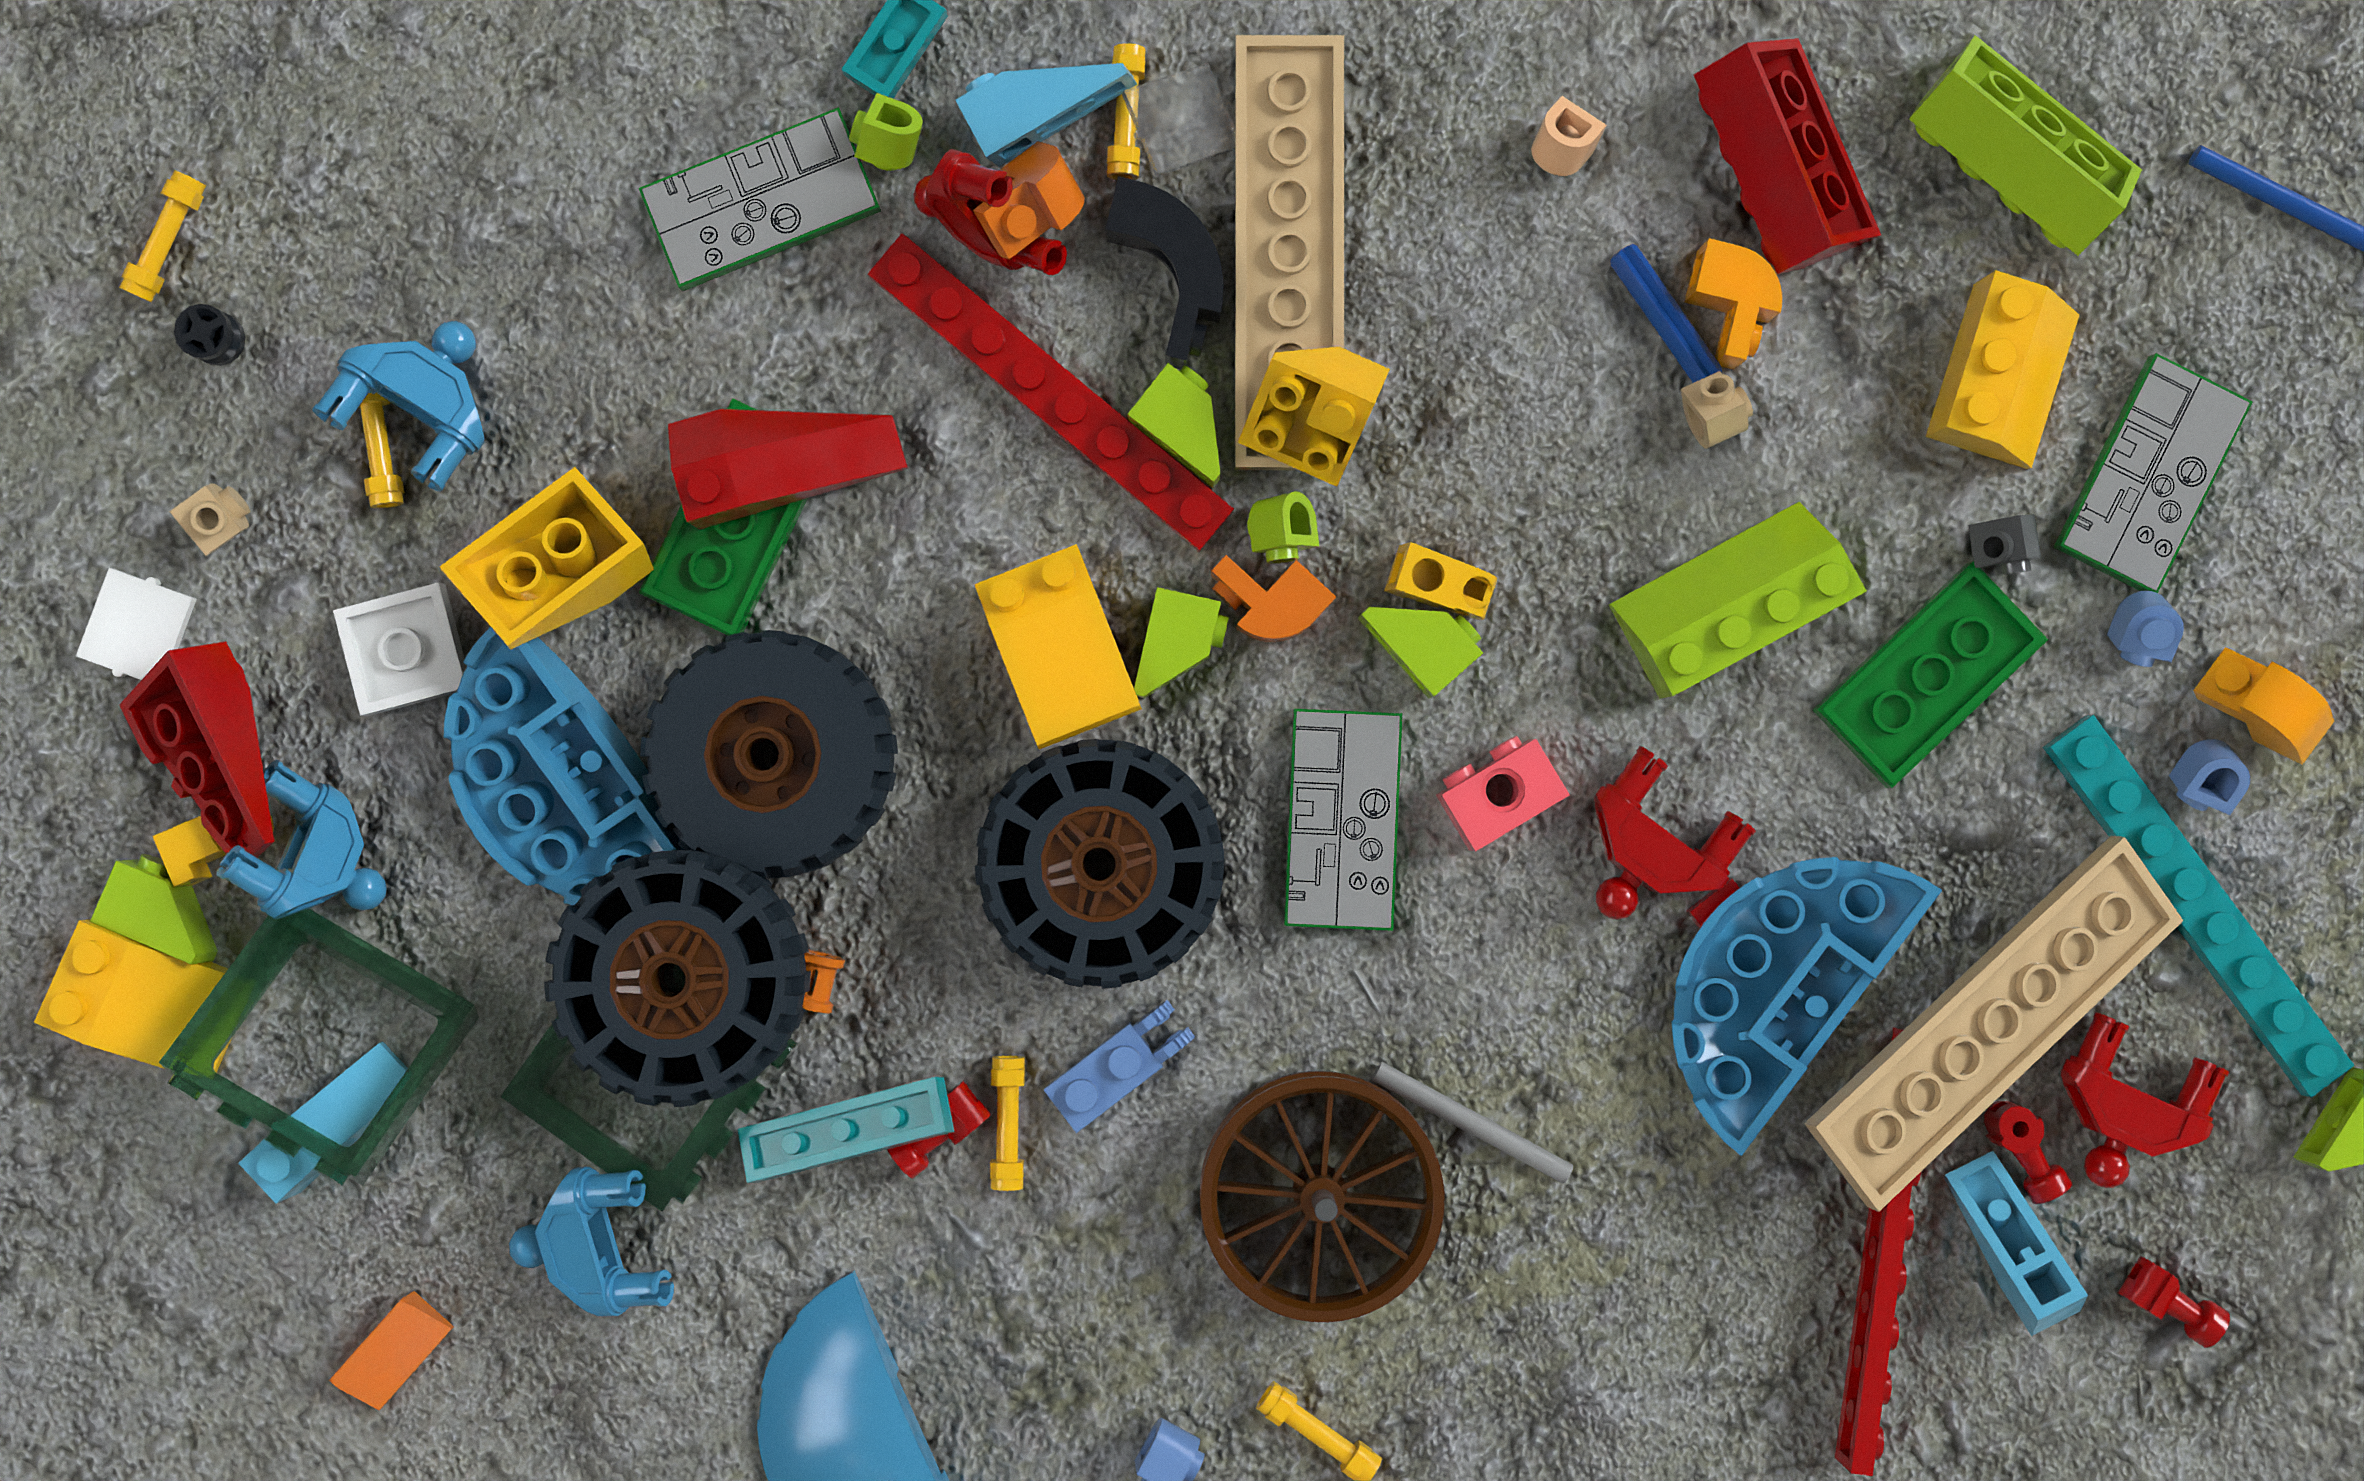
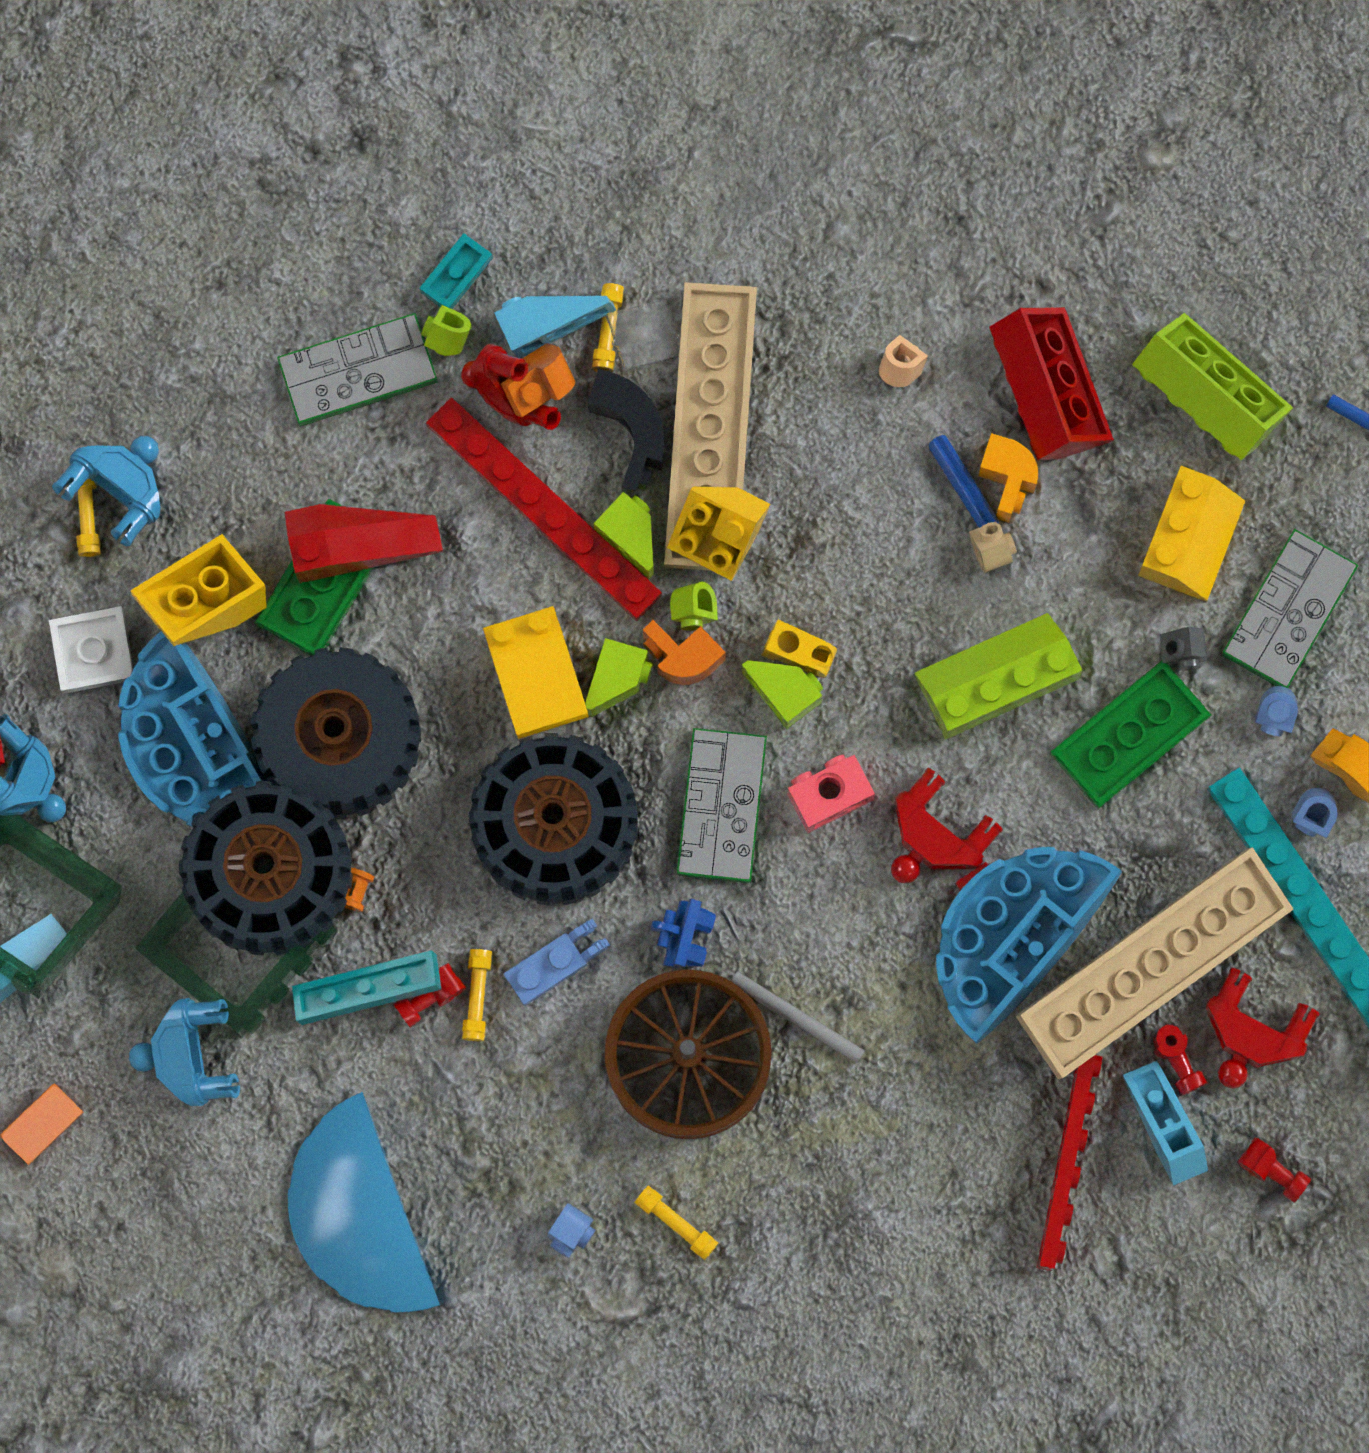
camera: 10 degrees right, 10 degrees down
(1294, 1016) = (677, 934): none -> blue hips

